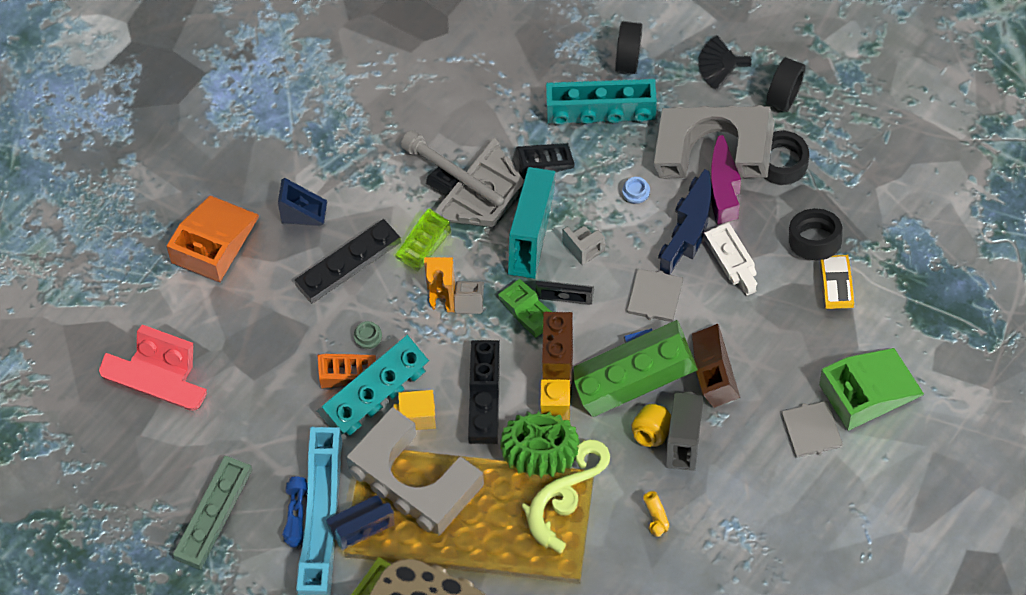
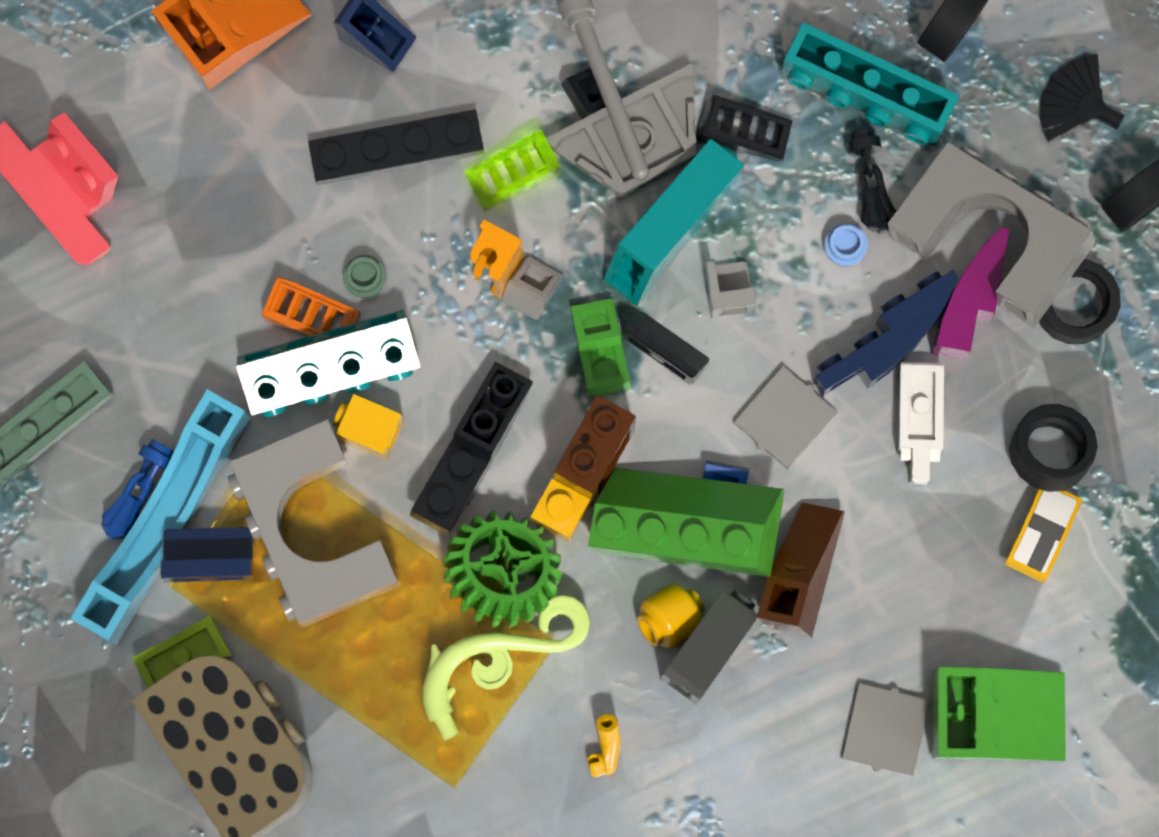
camera: 25 degrees right, 20 degrees up
(642, 164) = (876, 204): none -> black piece

